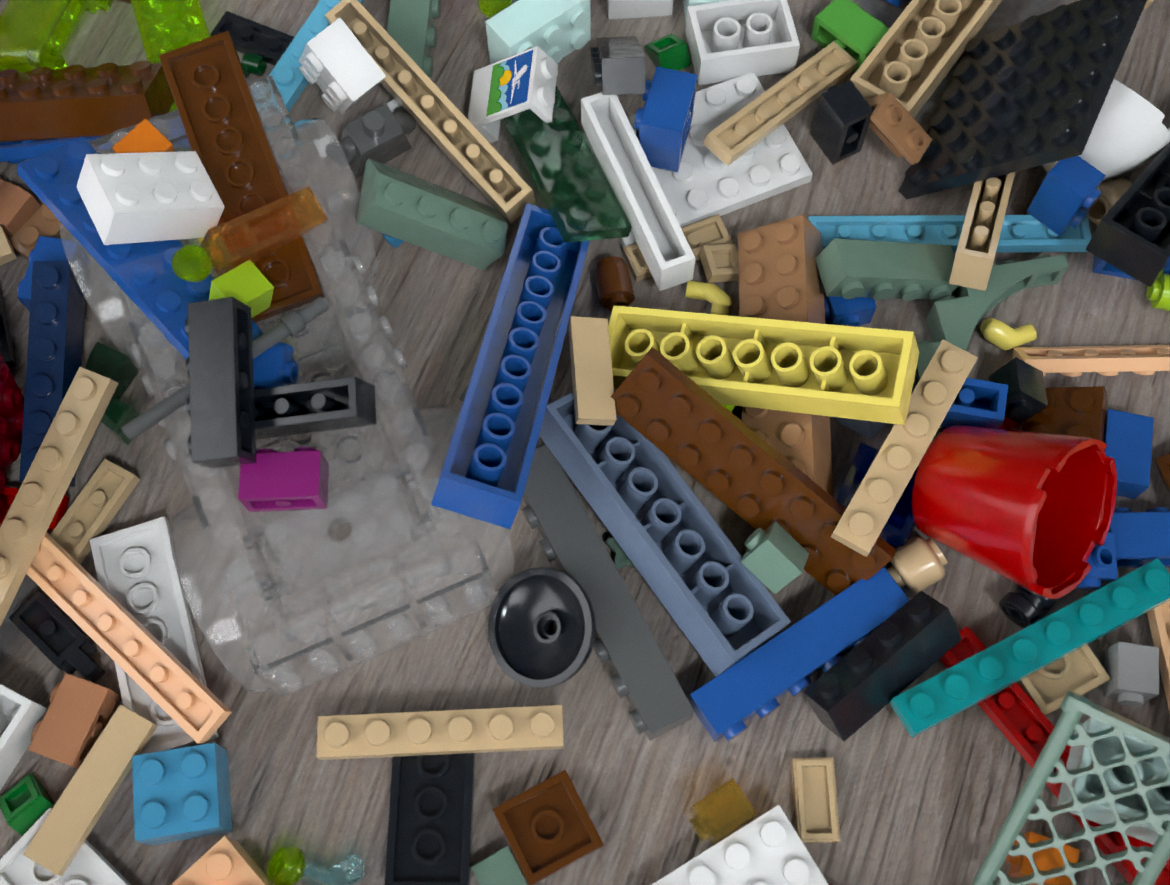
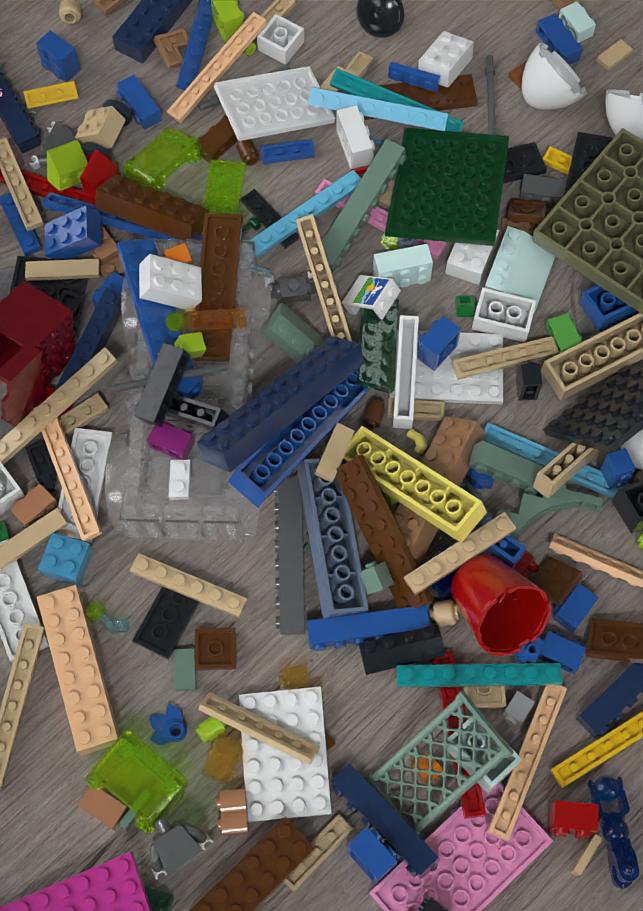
camera: 25 degrees right, 0 degrees up
(120, 369) = (121, 354): clear green brick -> none
(334, 544) = (180, 479): none -> white plate
(340, 67) = (292, 249): white brick -> none
(453, 332) = (280, 403): none -> dark blue brick
(523, 623) = (248, 557): black dish -> none
(618, 65) = (428, 304): brick -> none
(720, 262) = (430, 425): tan plate -> none
(815, 800) = (340, 695): tan tile -> none
(898, 128) = (554, 397): medium nougat bracket -> none
(1005, 336) = (553, 526): light yellow arm -> none
(1024, 606) = (485, 658): black wheel -> none
(1025, 389) = (540, 554): black brick -> none

